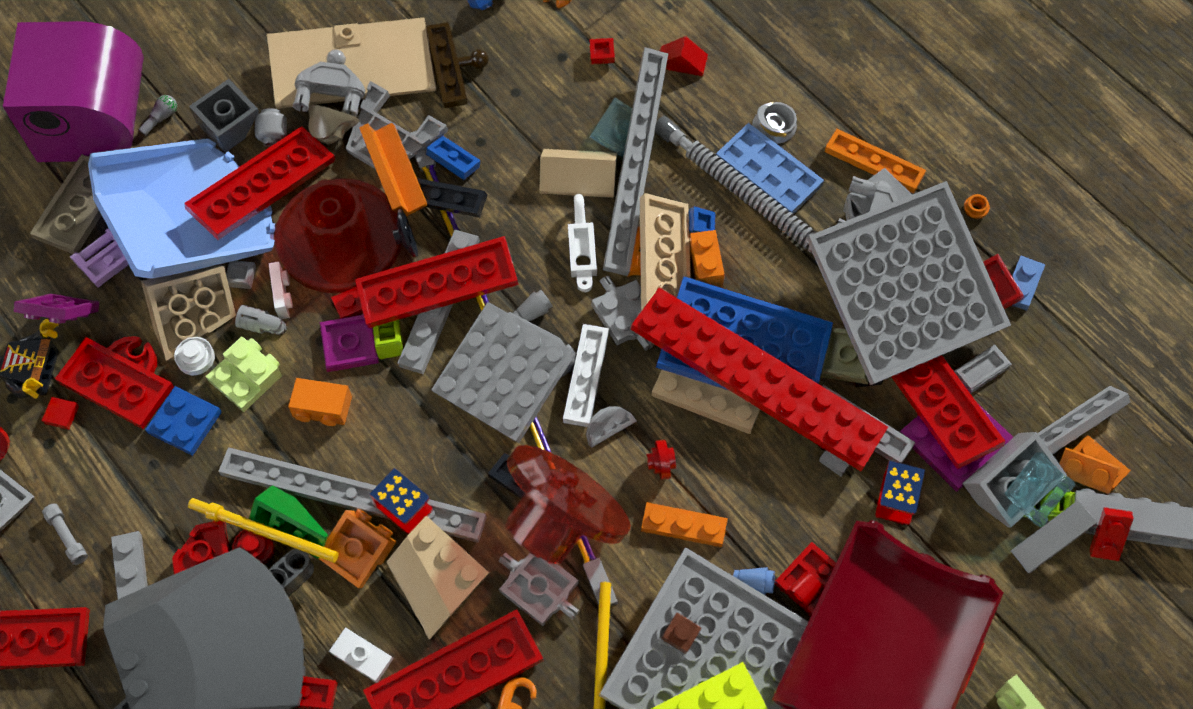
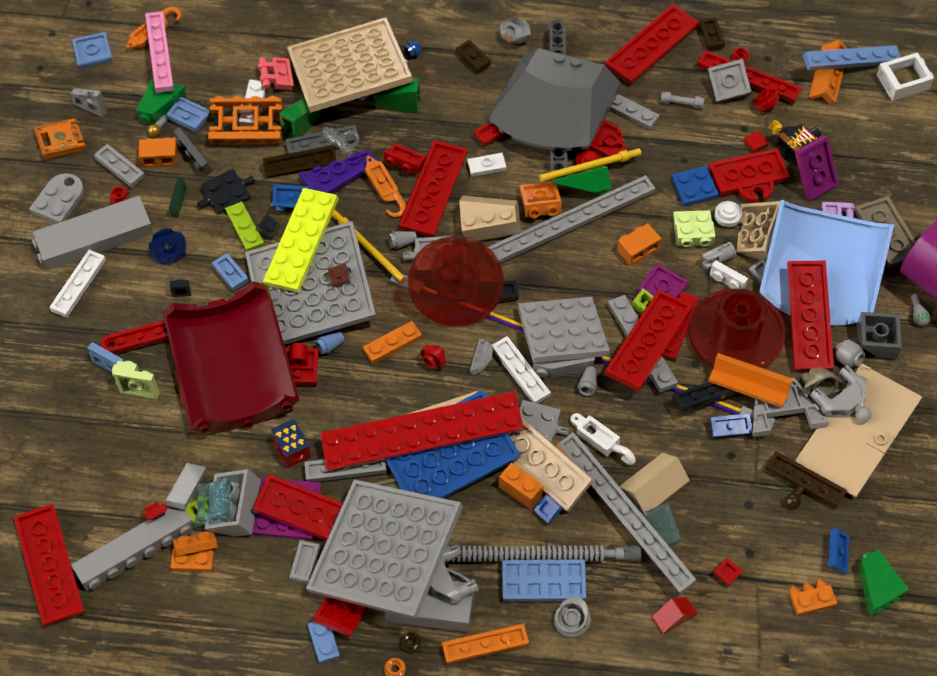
camera: 135 degrees right, 5 degrees down
(401, 501) = (538, 225): piece -> none
(404, 234) = (697, 355): black dish -> none
(556, 640) = (399, 239): none -> light grey cone
(1083, 418) = (221, 572): light grey plate -> none

